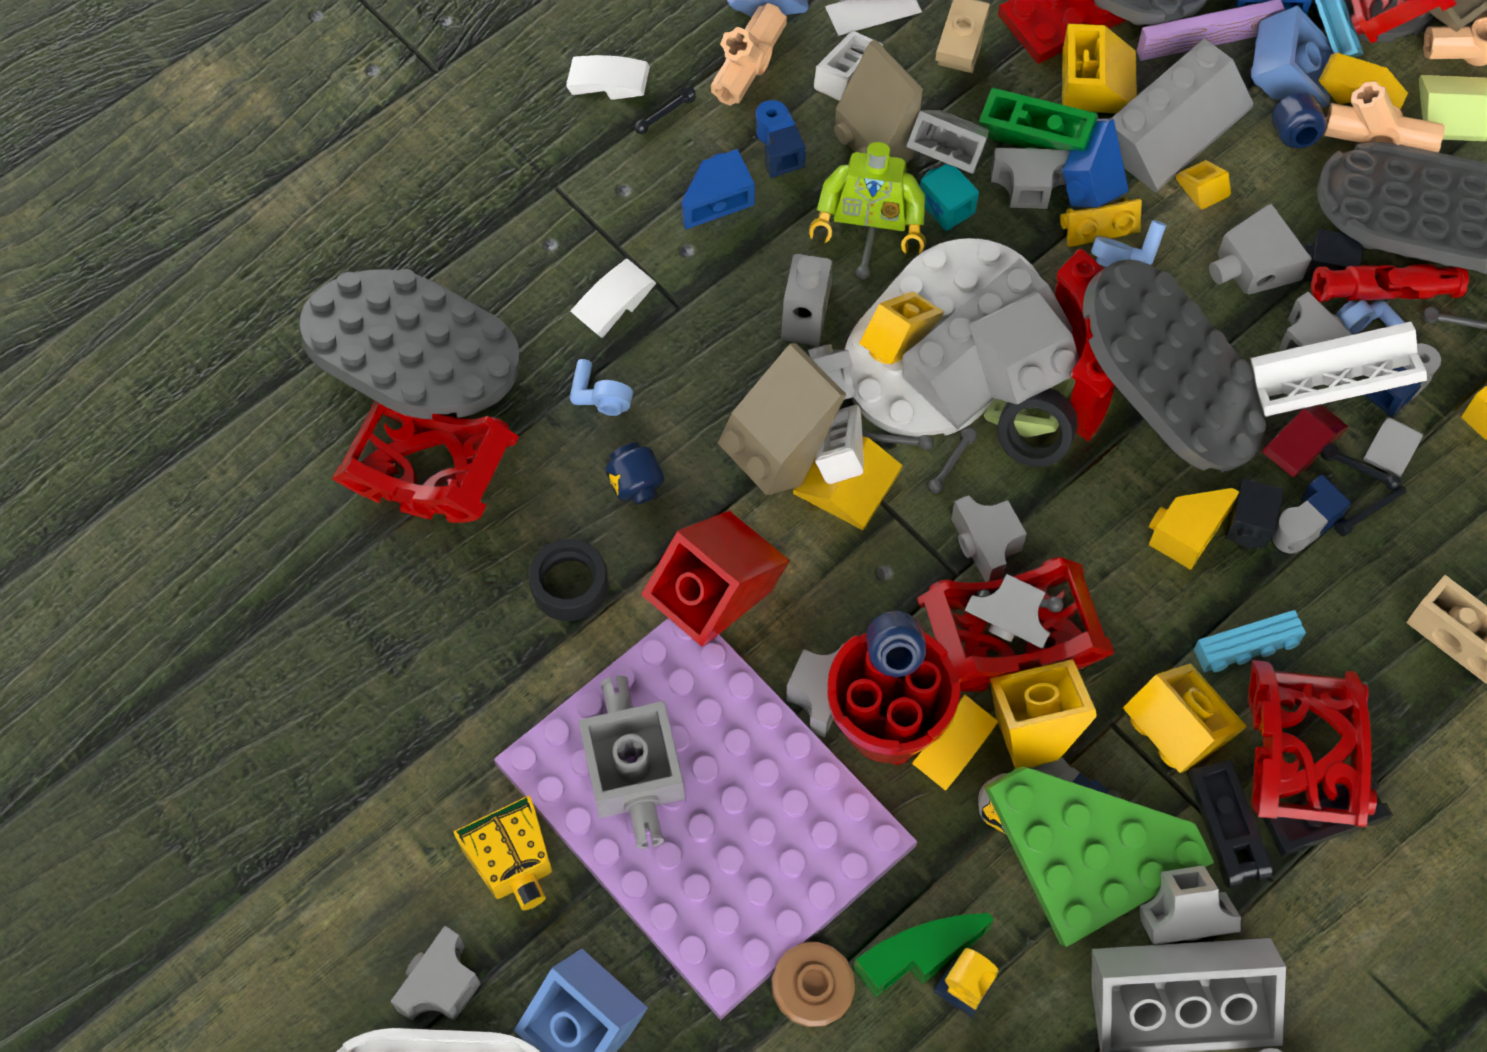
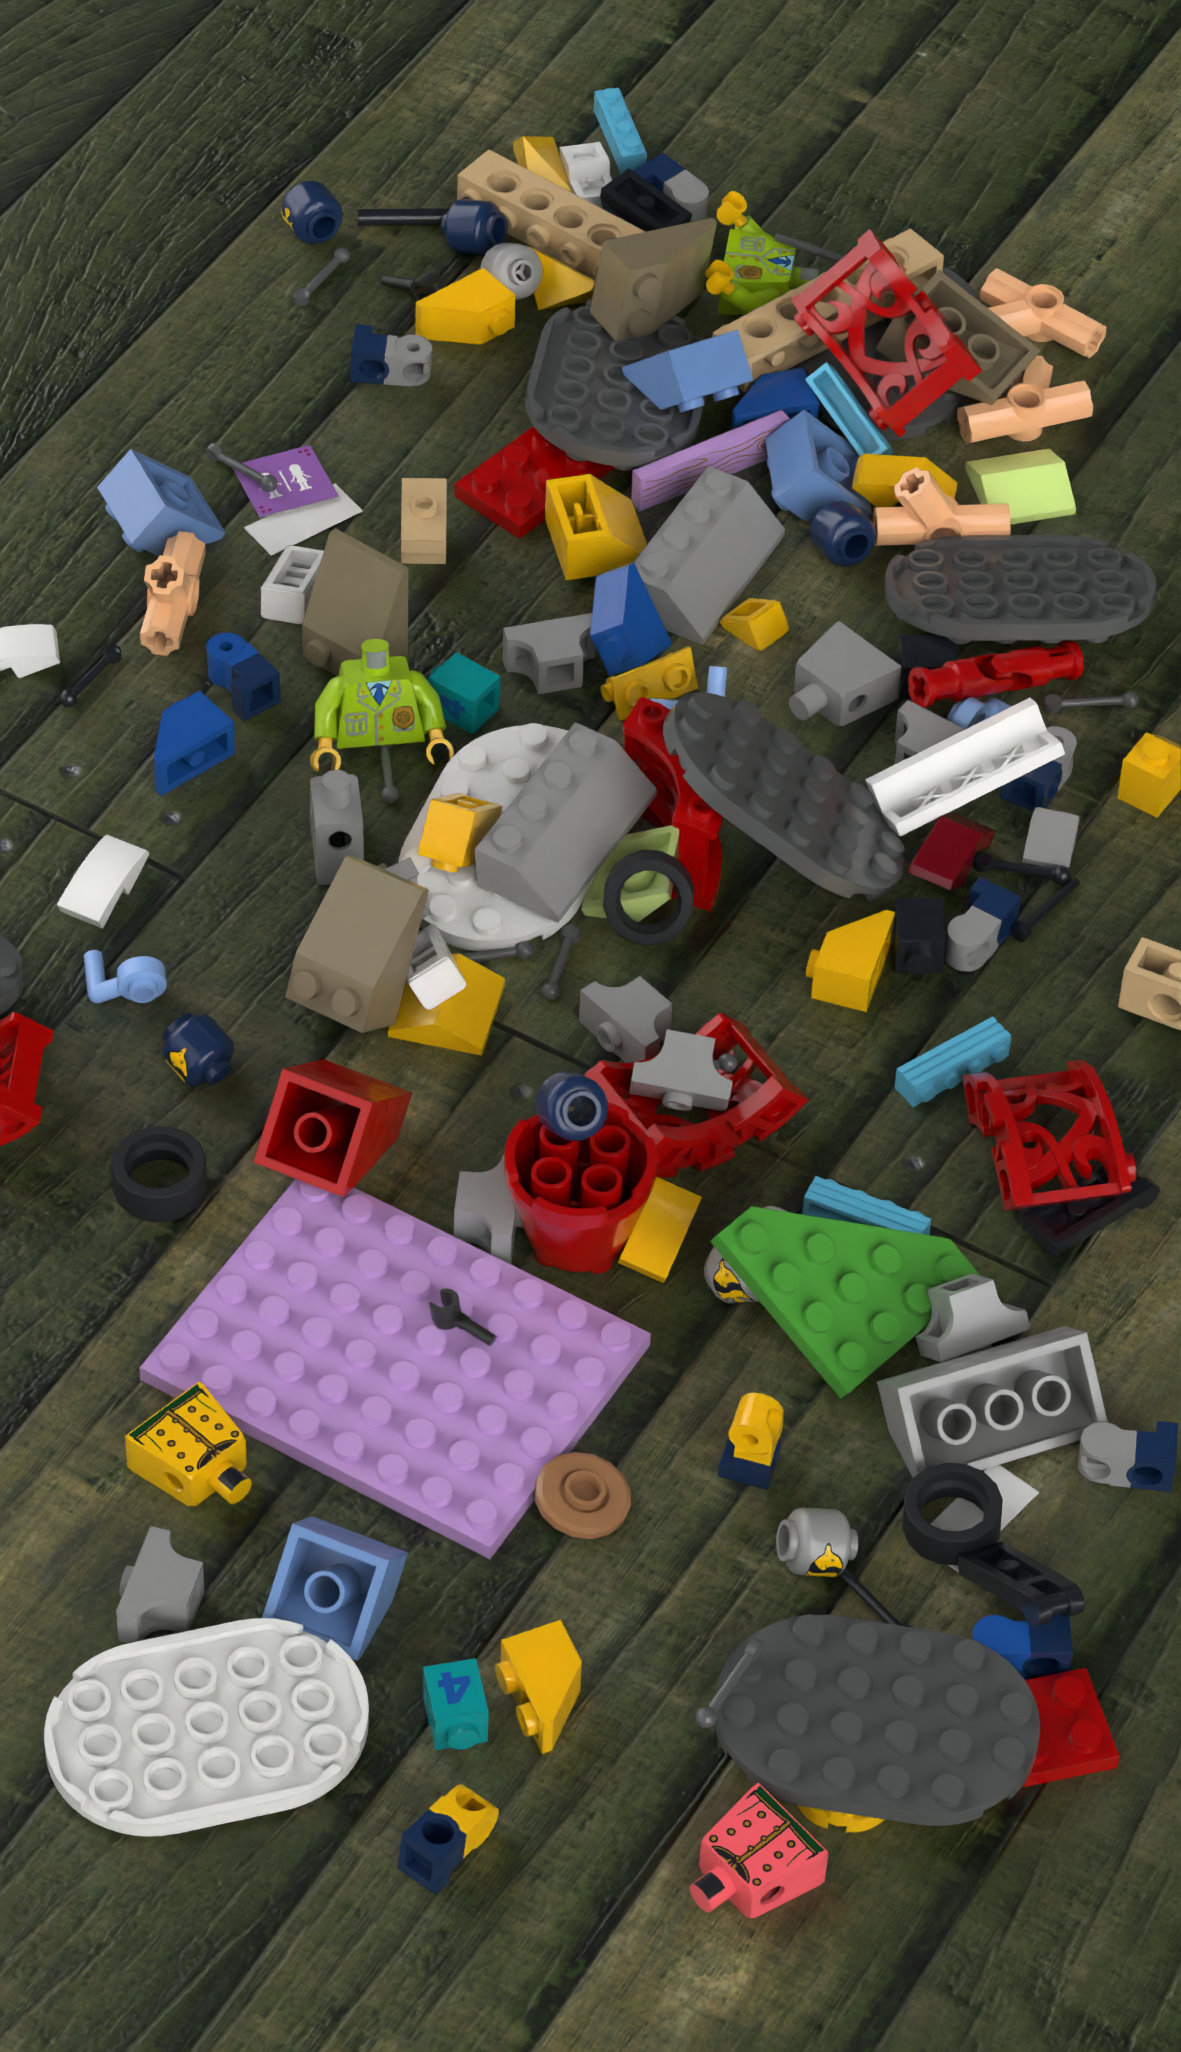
camera: 20 degrees left, 15 degrees down
(637, 785) = (307, 1314): light grey brick -> none
(758, 788) = (452, 1316): none -> pearl dark grey hand
(920, 950) = (686, 1433): green slope -> none
(949, 139) = (448, 627): light grey torso -> none
(1024, 349) = (610, 813): light grey slope -> none
(1036, 122) = (542, 590): green slope -> none
(1041, 712) = (746, 1165): yellow slope -> none
(1131, 773) = (836, 1202): none -> medium azure piece
(1183, 717) = (902, 1148): yellow slope -> none
(1229, 823) = (987, 1236): black plate -> none

